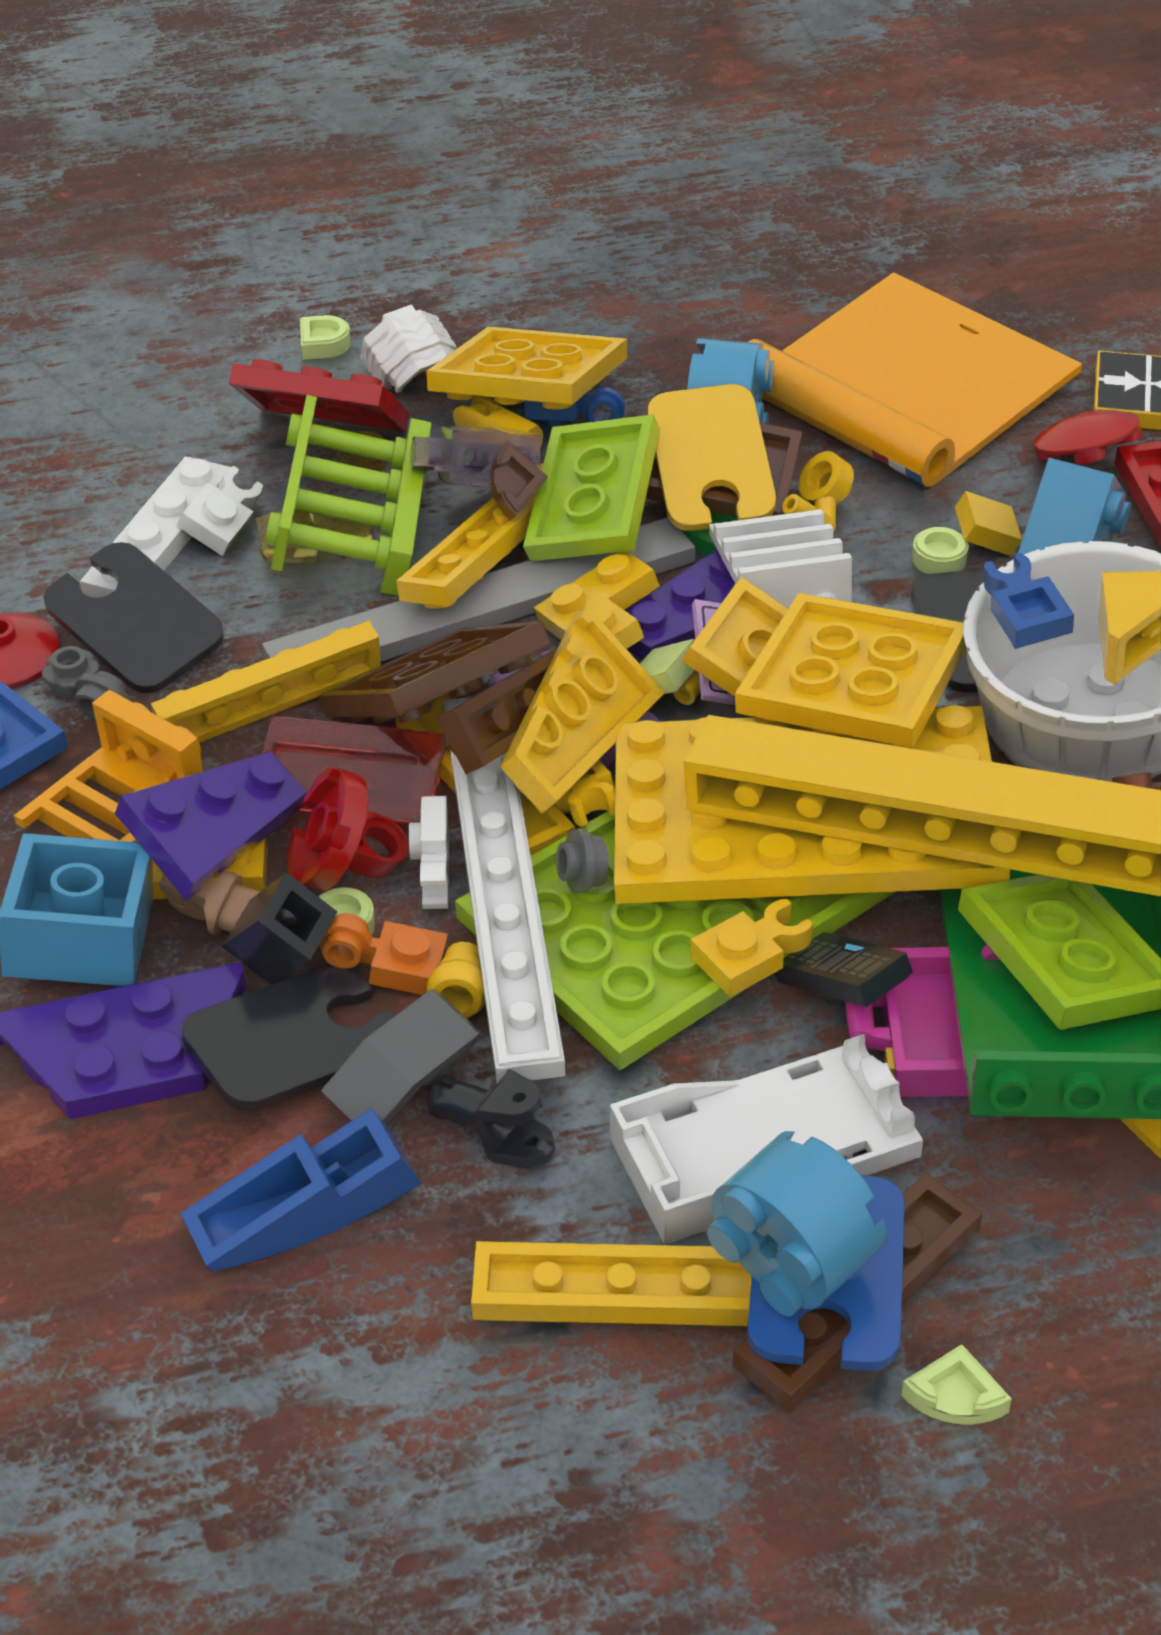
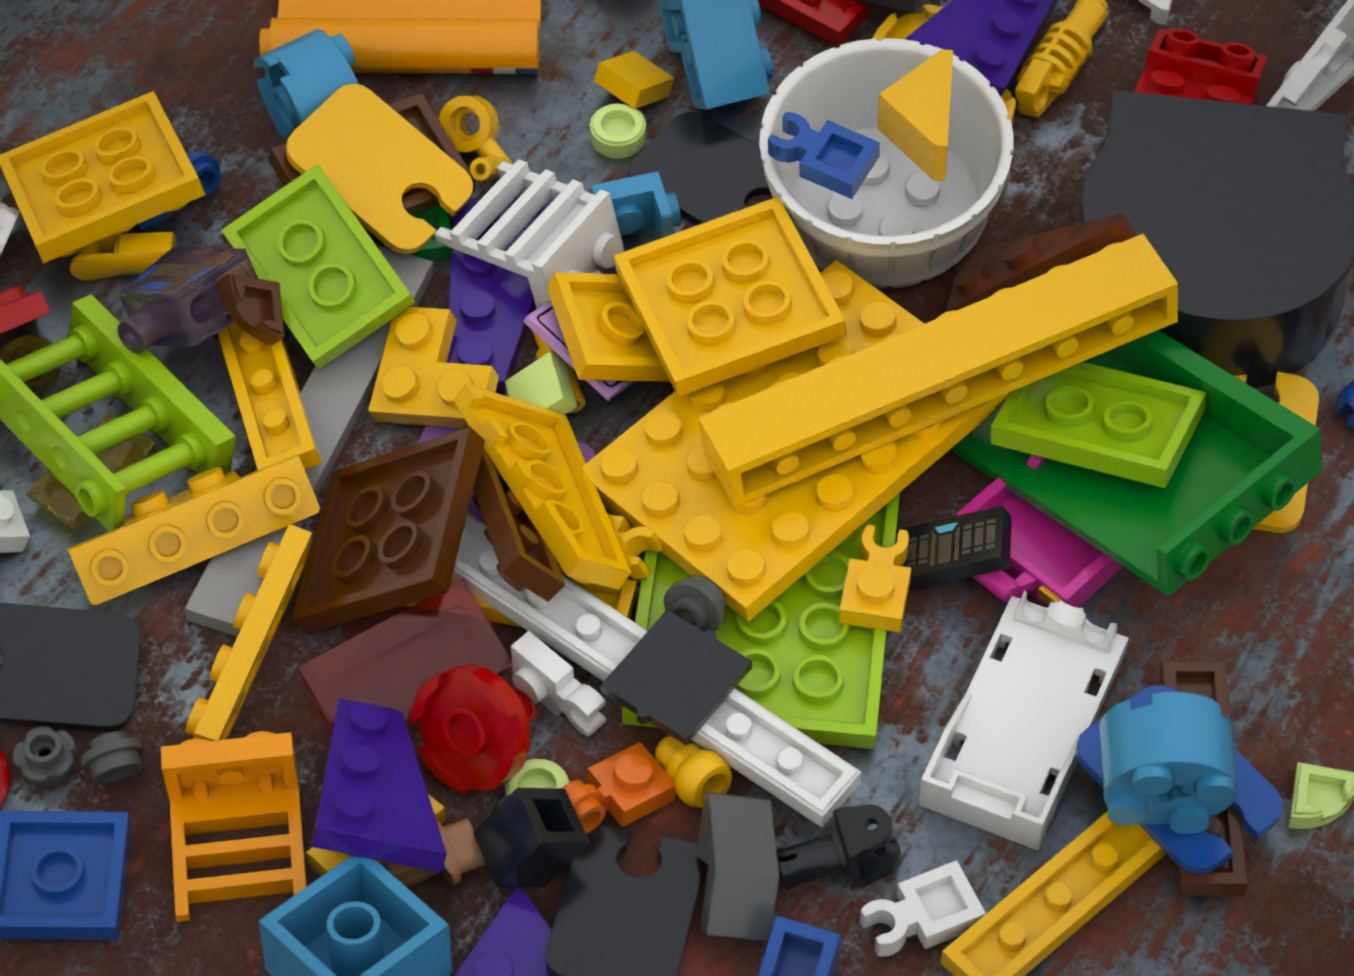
camera: 45 degrees left, 10 degrees up
(320, 594) = (192, 526): none -> yellow bracket
(507, 895) = (676, 677): none -> black piece
(507, 1210) = (932, 905): none -> white plate
(884, 586) = (642, 204): none -> dark azure bracket

